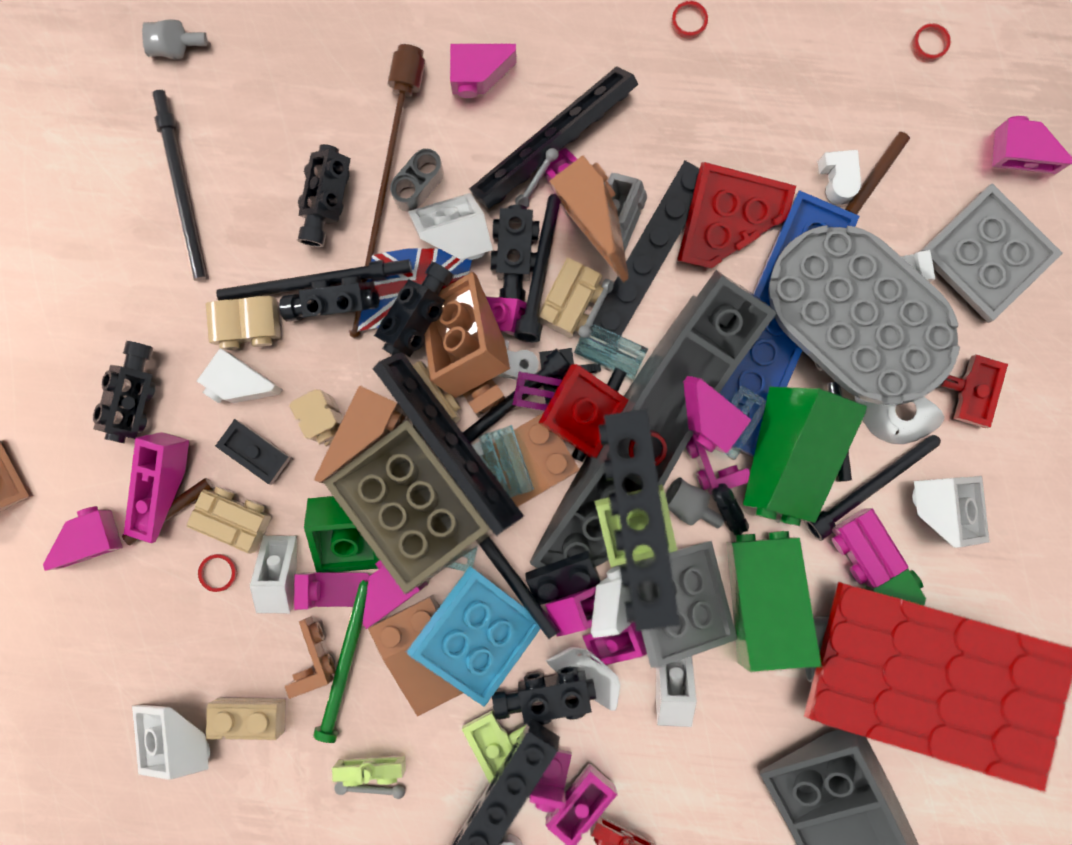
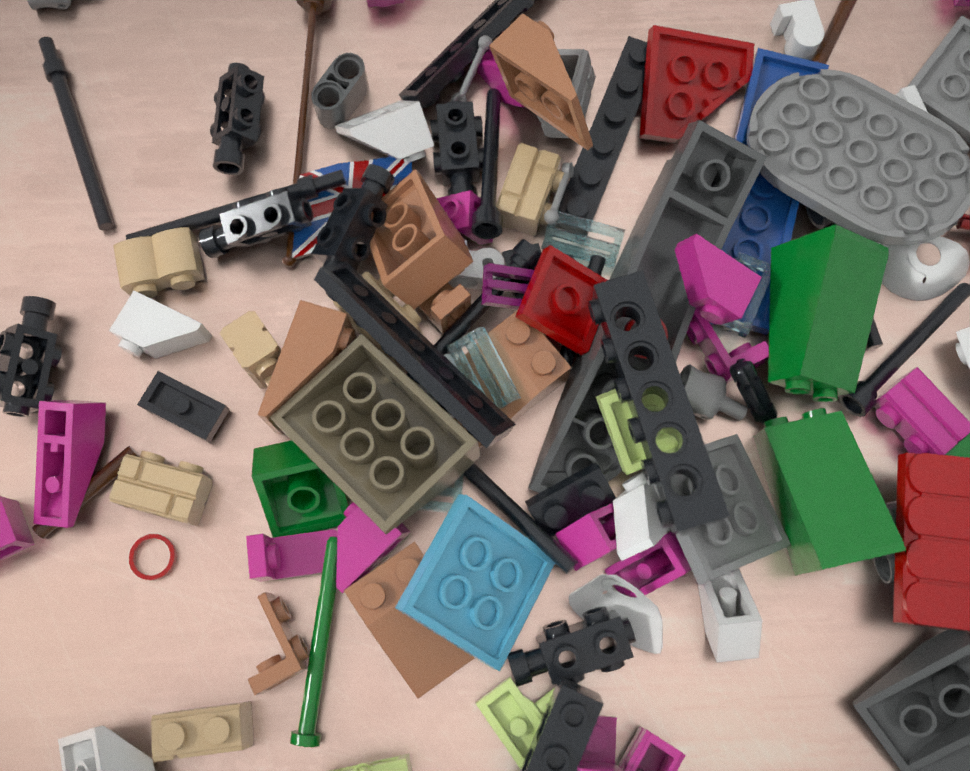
camera: 10 degrees left, 10 degrees down
(274, 575) = (222, 547): white slope -> none

